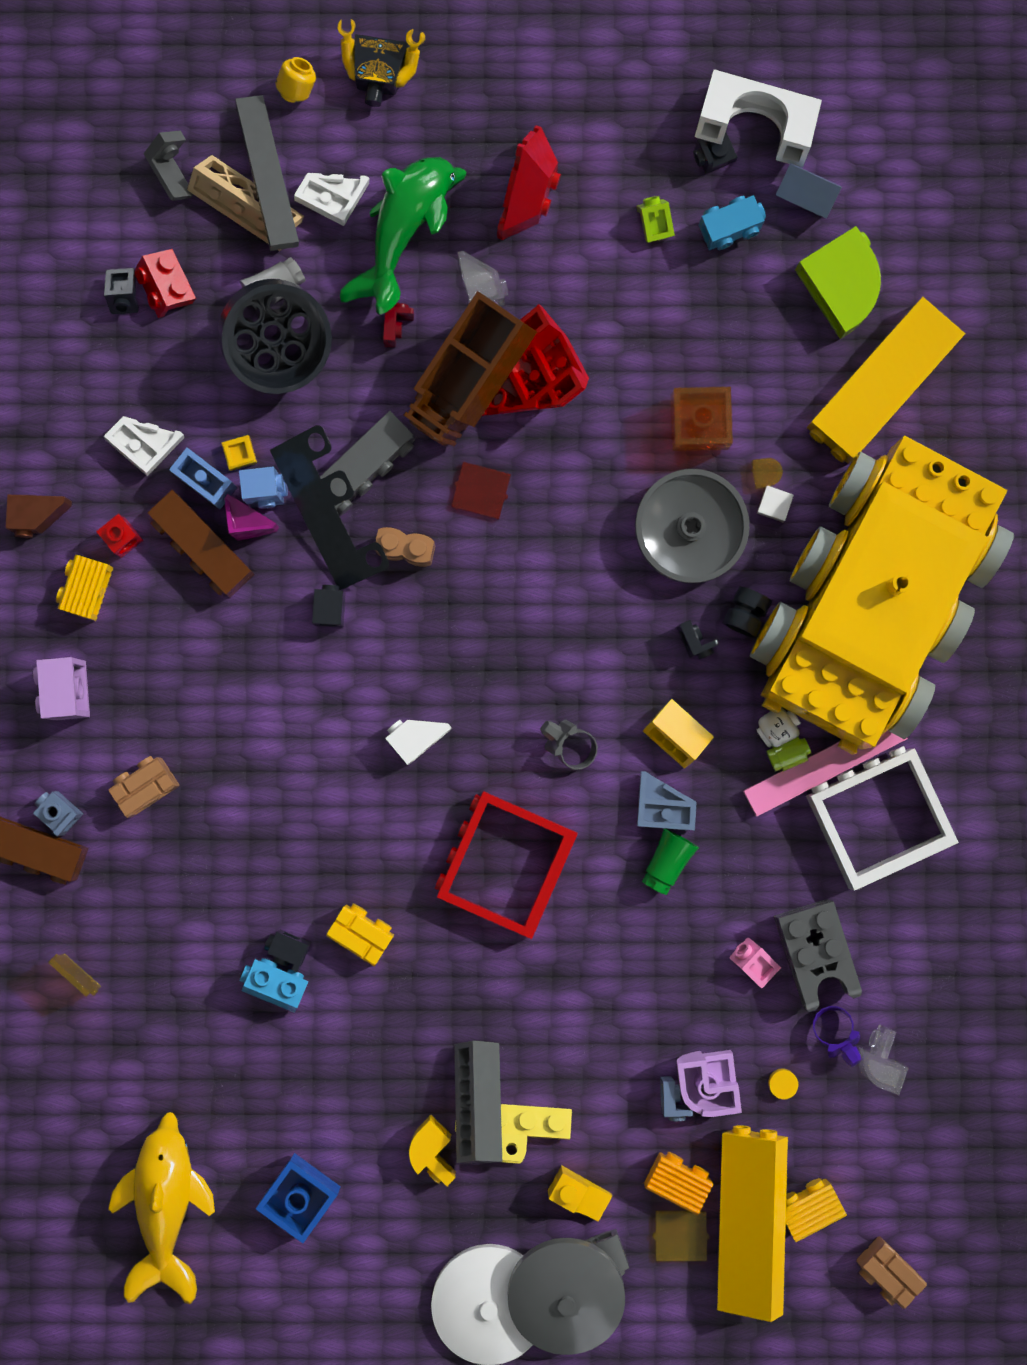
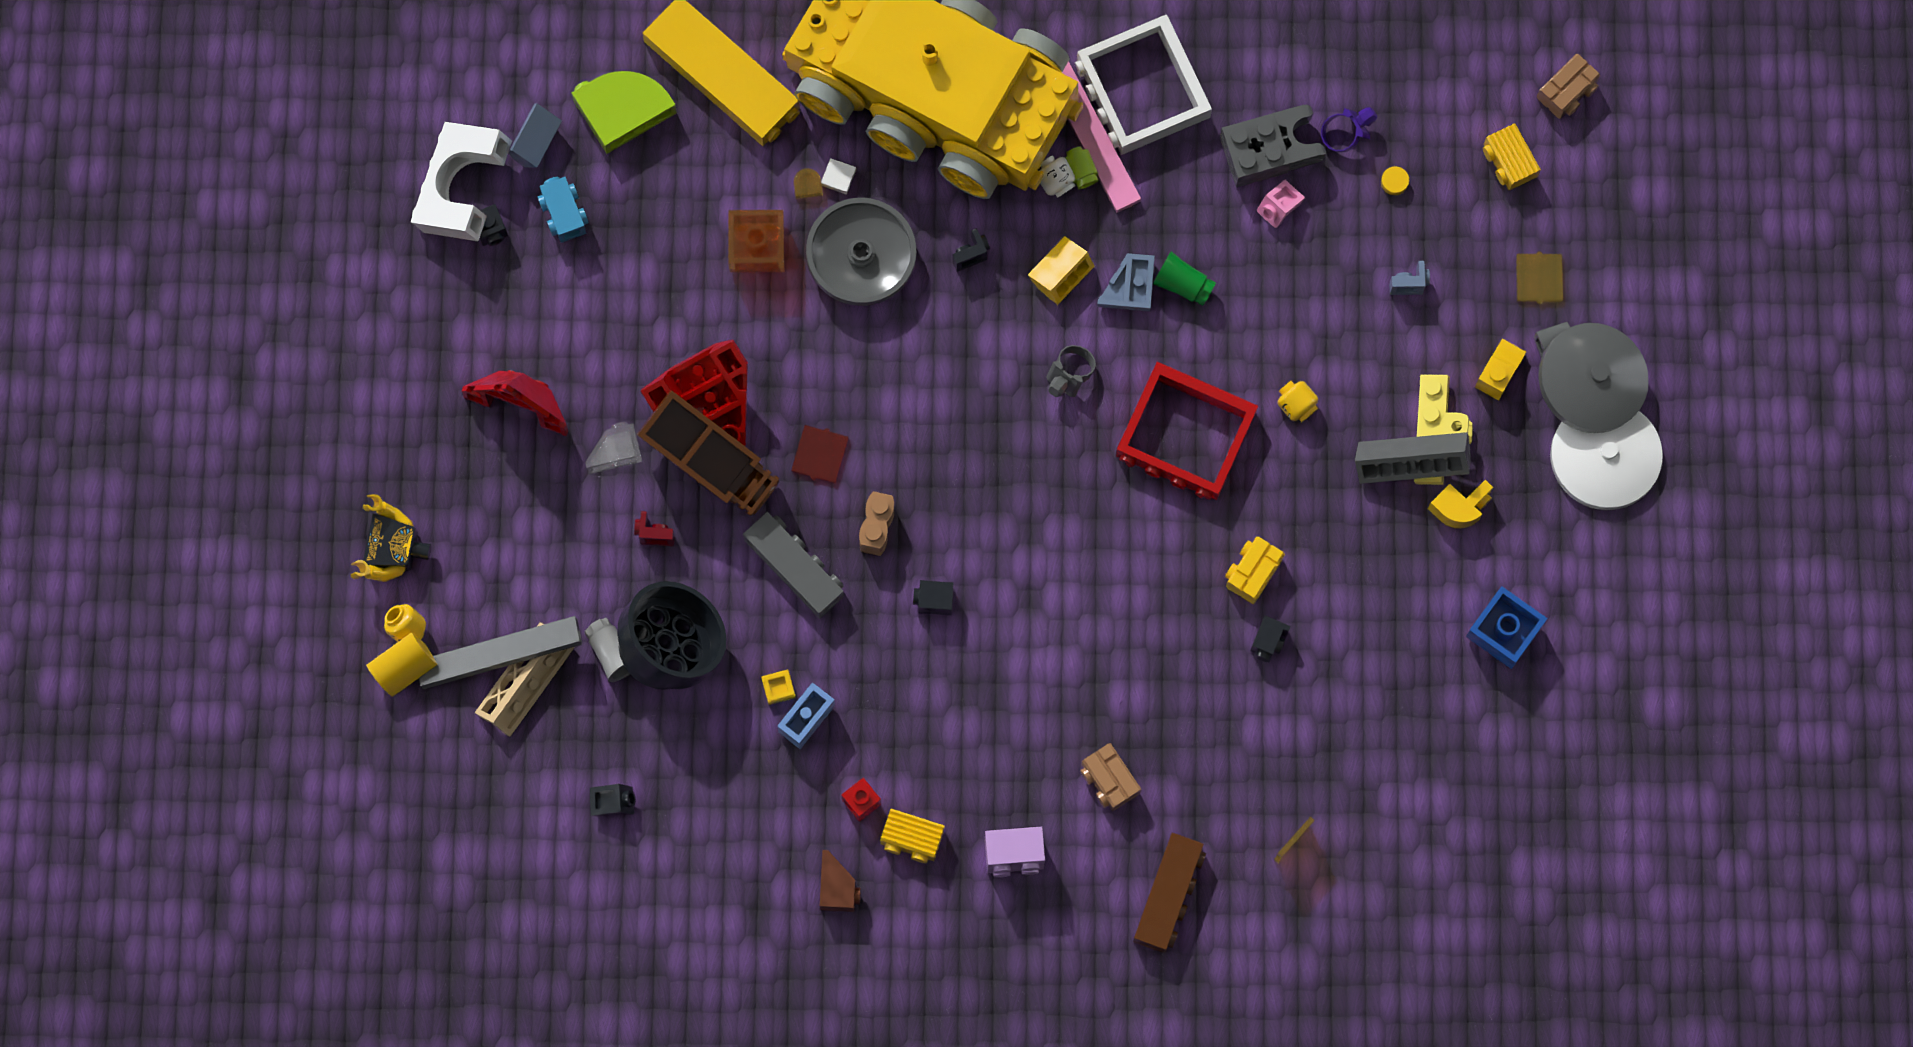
camera: 85 degrees left, 10 degrees down
(66, 815) = (1139, 850): sand blue brick -> none
(142, 443) = (767, 779): white wing -> none
(160, 157) = (483, 759): dark grey bracket -> none
(161, 1191) = (1503, 753): yellow animal -> none
(164, 282) = (605, 759): bracket -> none
(200, 543) = (870, 721): reddish brown brick -> none
(245, 521) = (848, 676): magenta slope -> none
(254, 78) = (402, 664): none -> yellow brick
(262, 487) = (817, 655): medium blue brick -> none
(274, 985) = (1303, 650): dark azure brick -> none
(318, 509) = (839, 603): black piece -> none
(331, 195) = (521, 593): white wing -> none
(409, 201) = (543, 514): green animal -> none
(415, 737) = (1064, 516): white slope -> none
(540, 980) = (1297, 401): none -> yellow head
(656, 219) = (554, 281): lime bracket -> none
(678, 1182) = (1488, 276): light orange brick -> none
(709, 1083) = (1393, 244): lavender brick -> none
(747, 612) = (944, 202): black wheel -> none
(752, 1223) = (1522, 208): yellow brick -> none
(876, 1065) = (1377, 94): clear brick -> none

